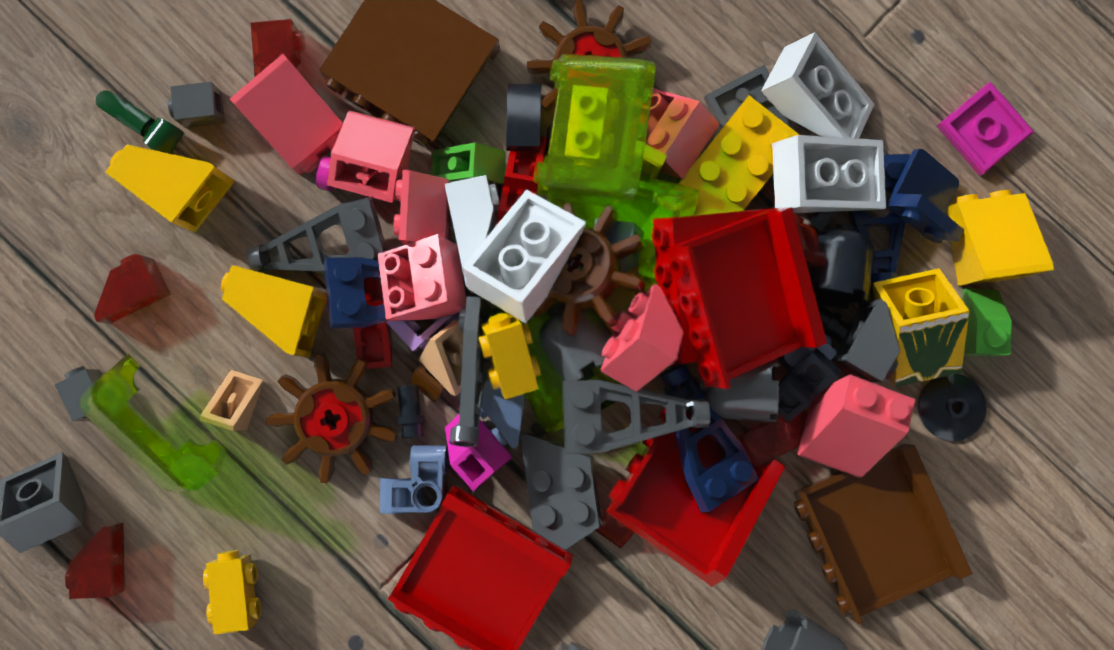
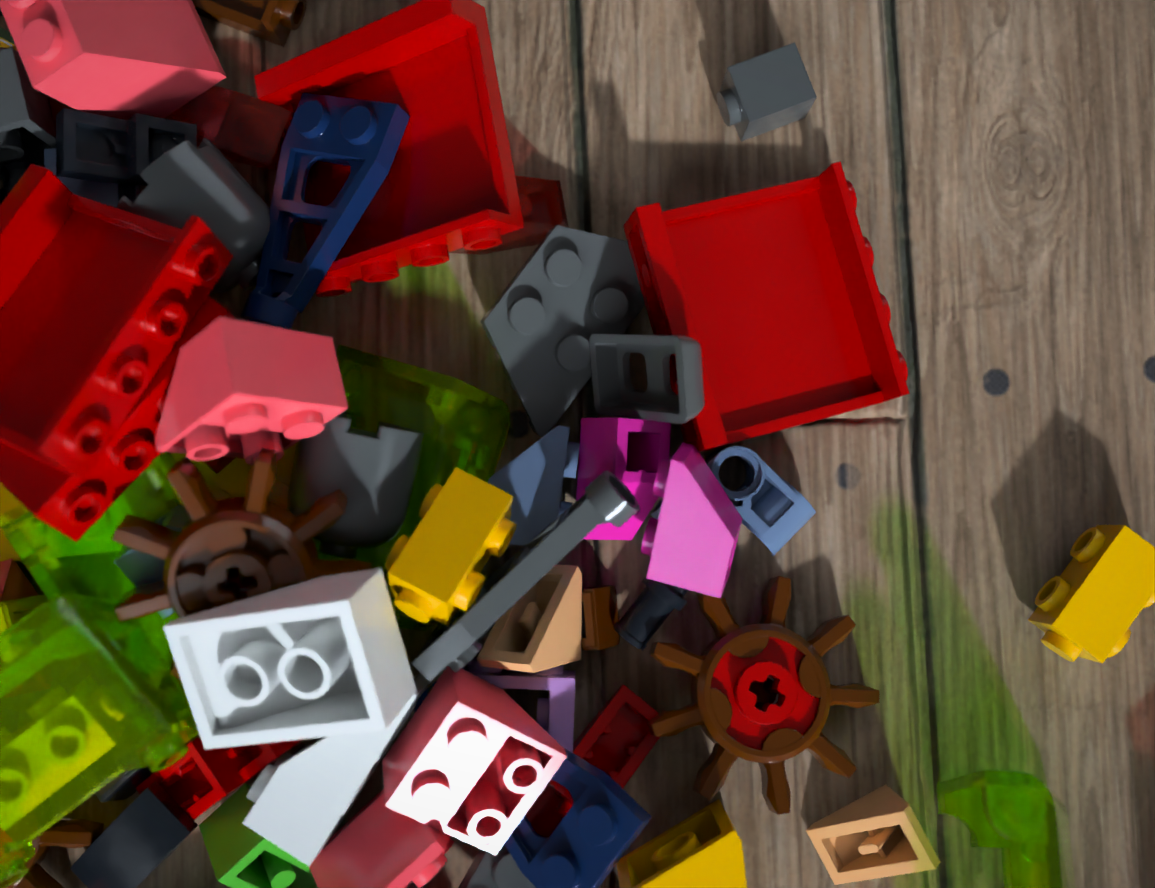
camera: 135 degrees left, 0 degrees up
(420, 457) = (695, 529): none -> slope
(485, 494) = (613, 385): none -> dark grey piece
(583, 415) = (431, 372): dark grey plate -> none

